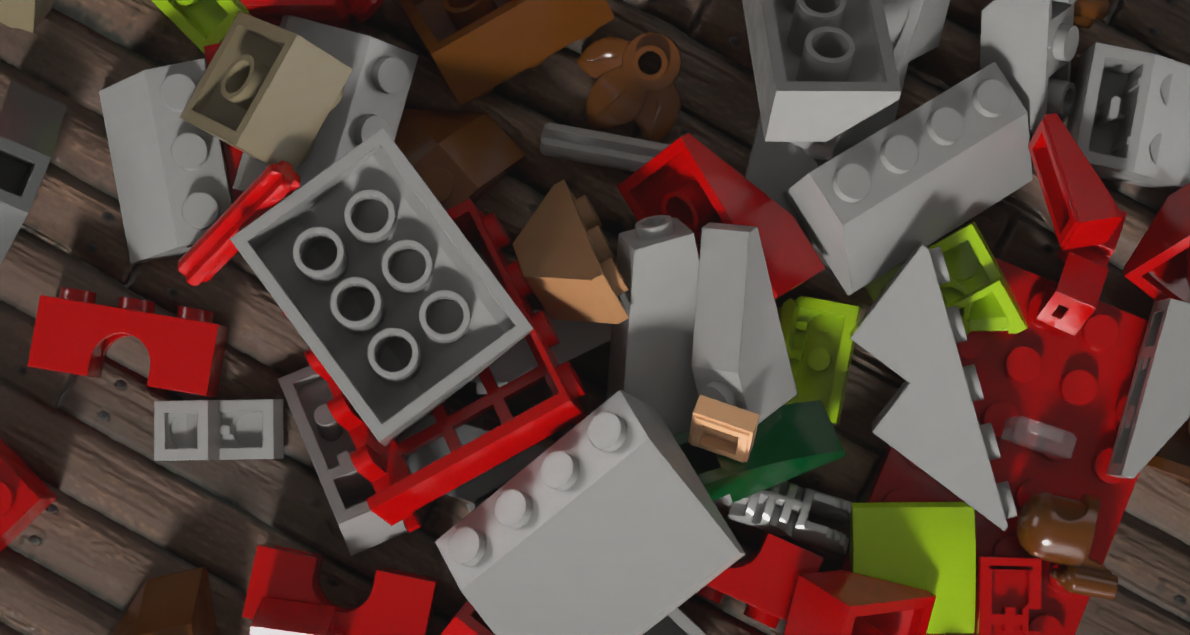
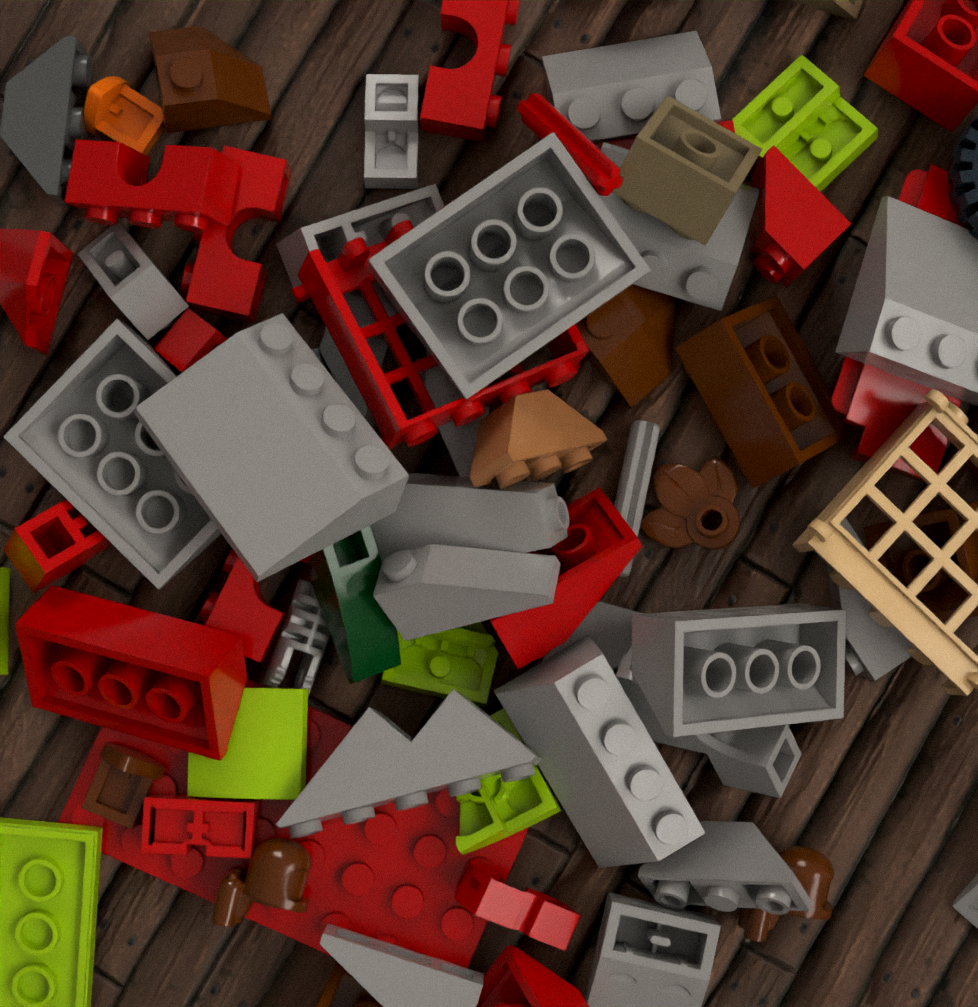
camera: 90 degrees right, 0 degrees up
(723, 428) = (373, 569): light nougat tile -> none
(1039, 437) = (361, 861): clear tile -> none
(1073, 192) = (580, 899): red slope -> none

